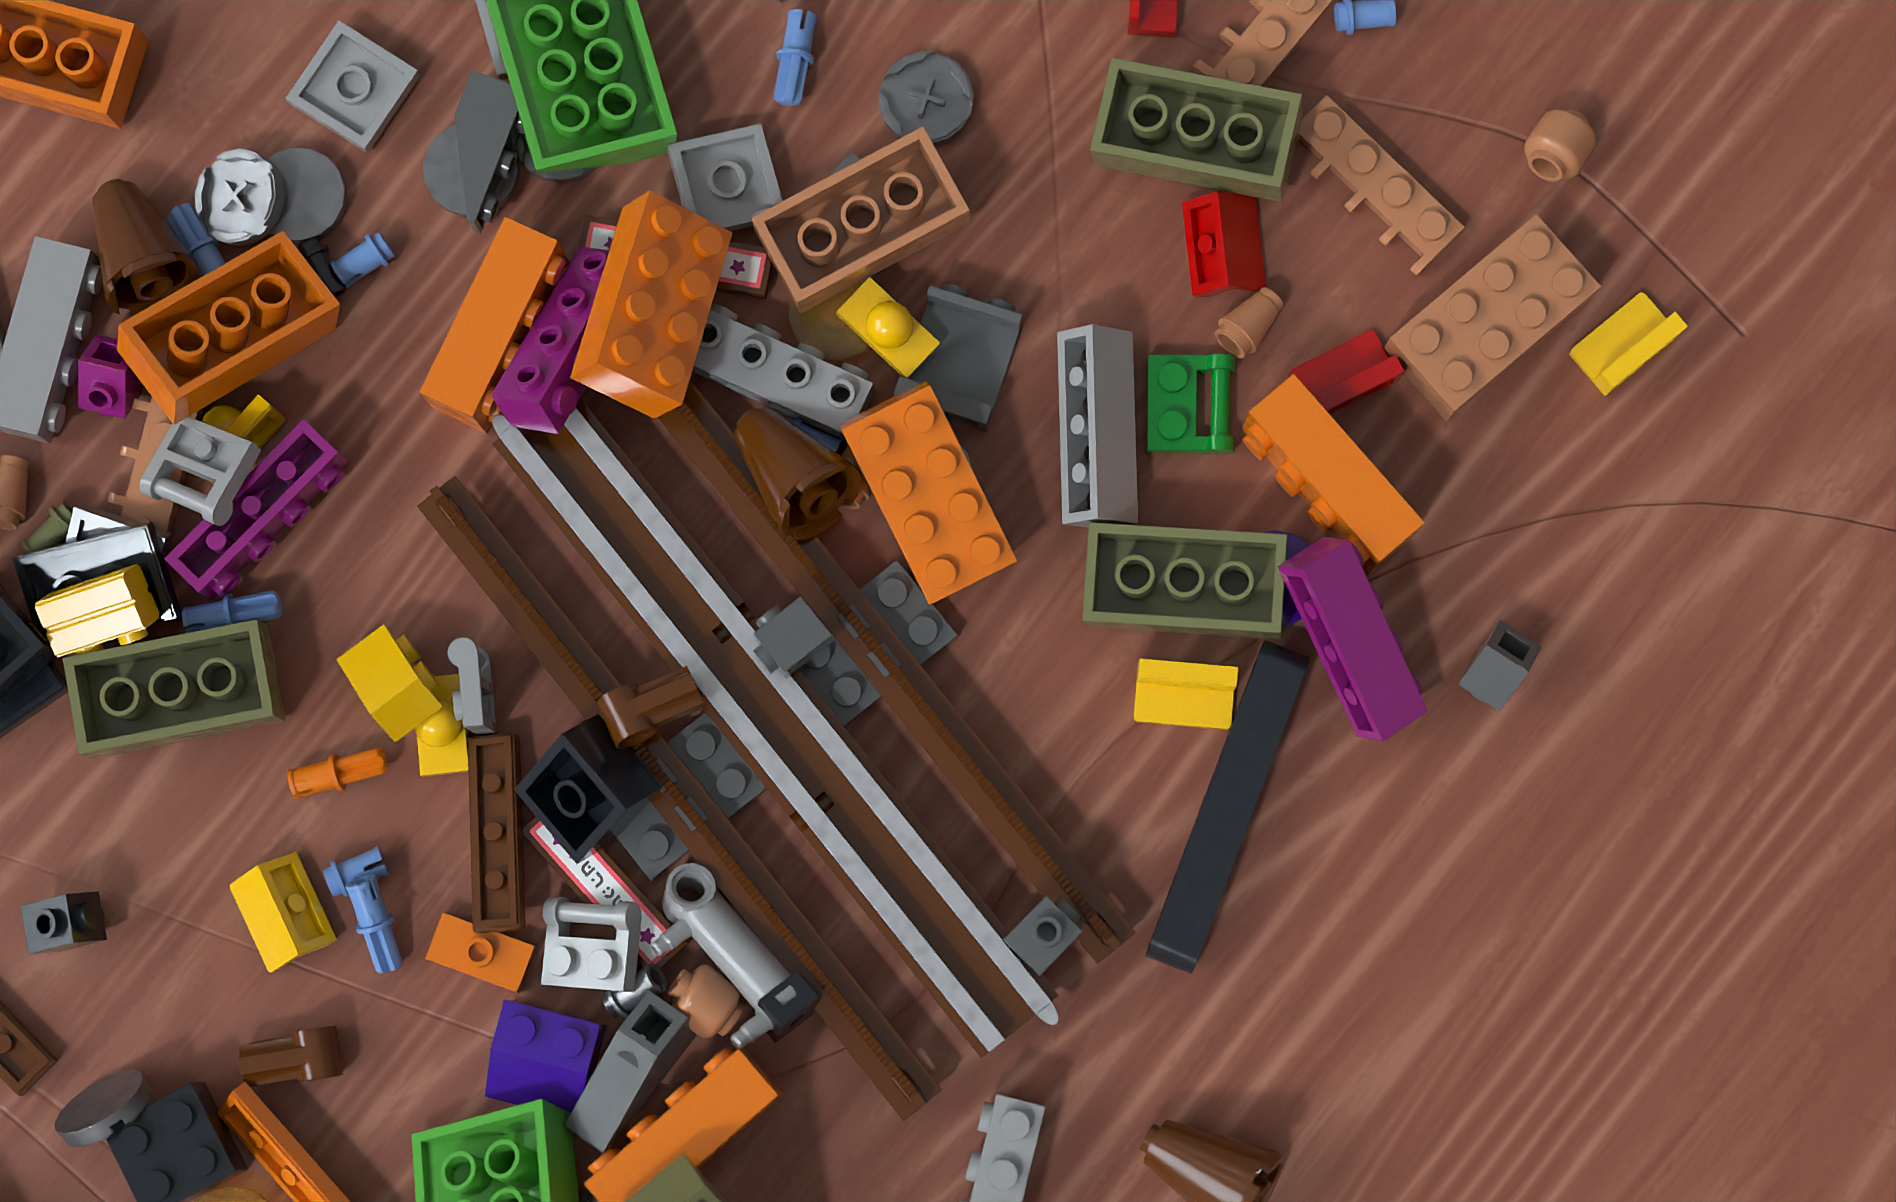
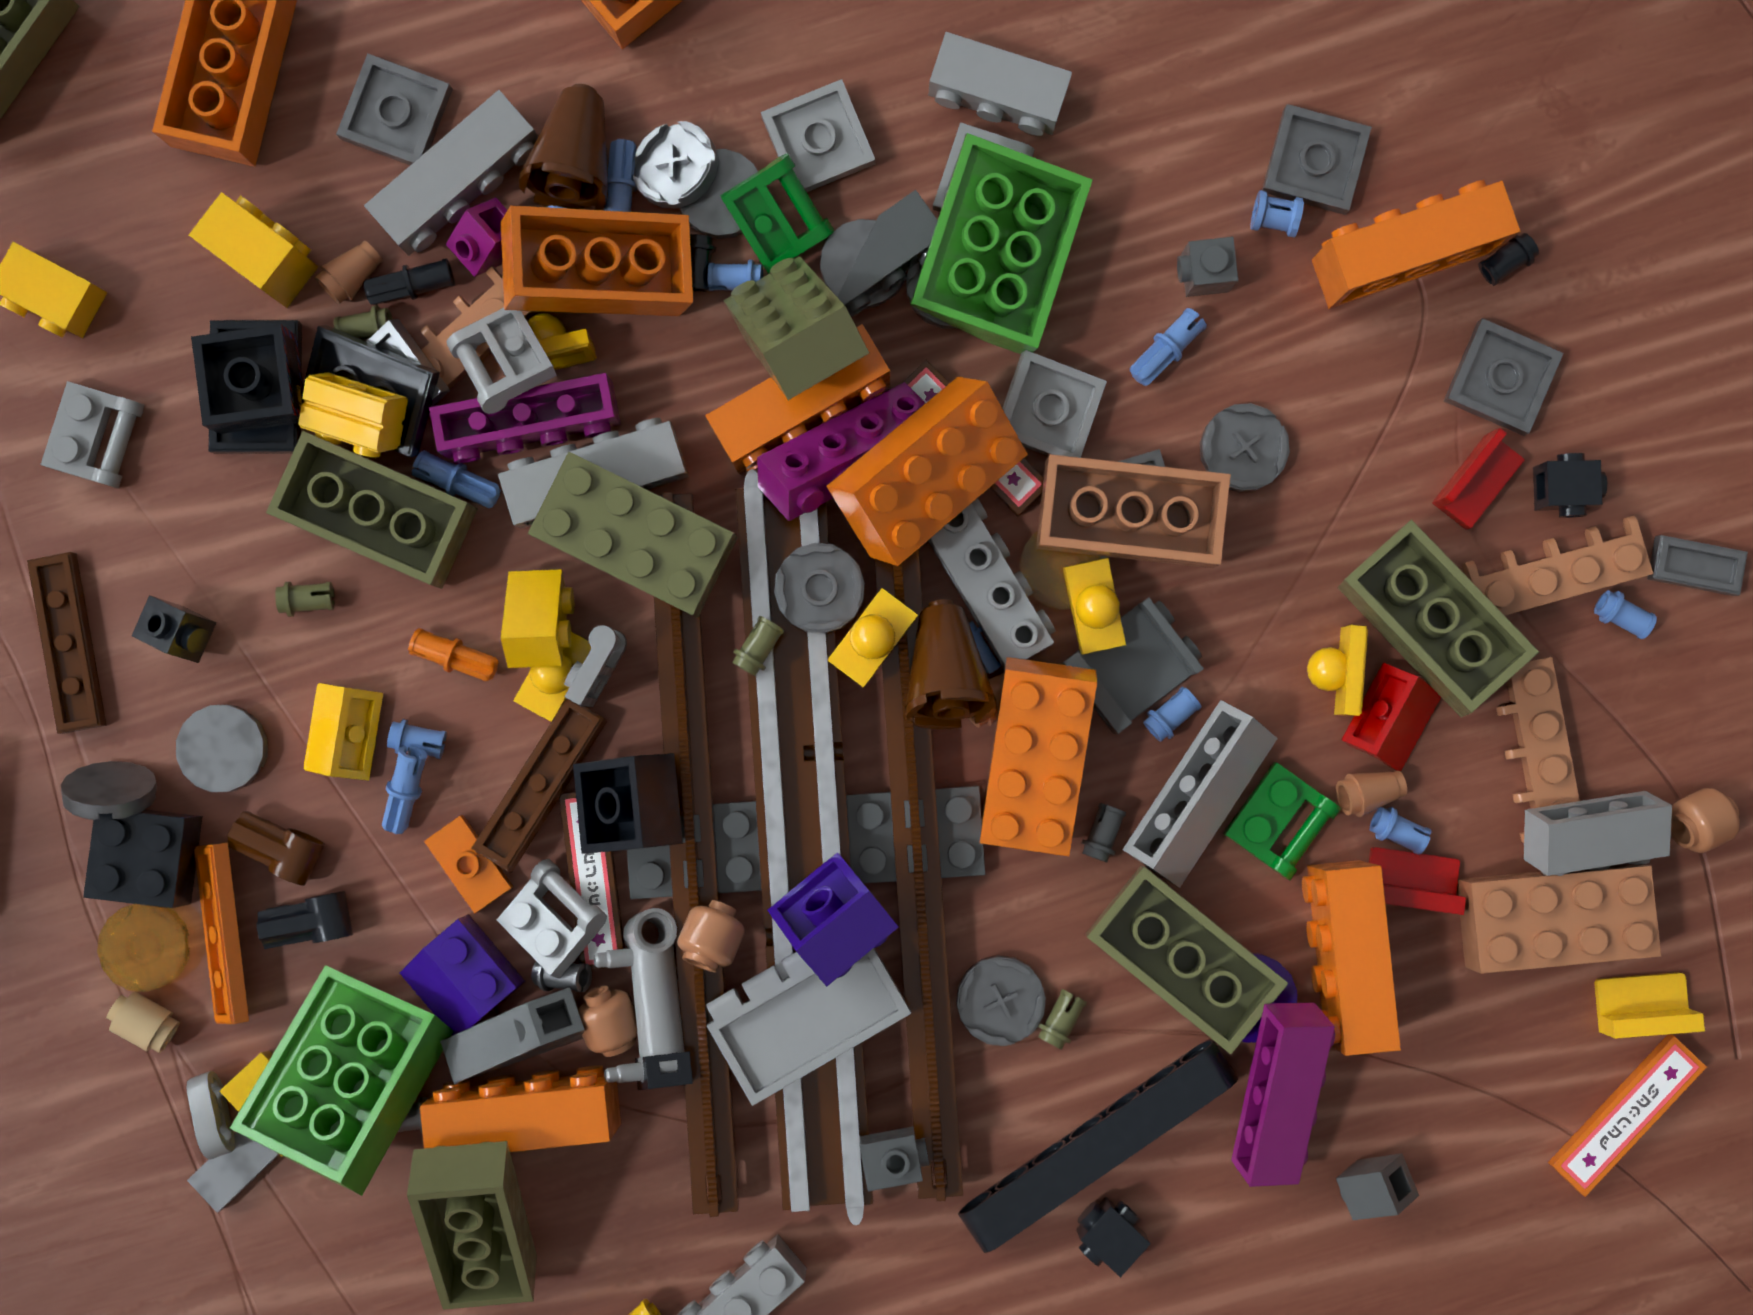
camera: 30 degrees right, 5 degrees up
(67, 466) = (409, 282): none -> black axle
(164, 814) = (304, 598): none -> olive pin
(180, 1005) = (221, 748): none -> flat silver tile
(354, 519) = (643, 457): none -> light grey brick
(355, 191) = (764, 221): none -> green plate
(376, 1097) = (316, 919): none -> black piece
(427, 542) = (633, 534): none -> olive brick
(445, 259) = (795, 326): none -> olive brick
(607, 565) = (757, 646): none -> olive pin
(628, 477) = (819, 588): none -> flat silver tile
(637, 711) = (705, 775): reddish brown piece -> none
(706, 488) = (872, 637): none -> yellow tile
(743, 850) = (711, 936): none -> nougat head
(789, 637) = (856, 798): dark grey brick -> none
(842, 756) = (832, 919): none -> dark purple slope
(881, 864) = (800, 1022): none -> light grey hinge
(1025, 377) = (1171, 714): none -> medium blue pin
(1038, 524) = (1103, 833): none -> dark grey pin
(1051, 739) = (1000, 1000): none -> flat silver tile
(1117, 718) = (1061, 1023): none -> olive pin
(1148, 233) = (1342, 670): none -> yellow tile
(1185, 694) = (1124, 1038): yellow panel -> none
(1295, 877) = (1111, 1235): none -> black brick
(1300, 339) = (1390, 826): none -> medium blue pin
(1471, 219) = (1597, 833): none -> light grey brick
(1680, 451) = (1627, 1115): none -> tile

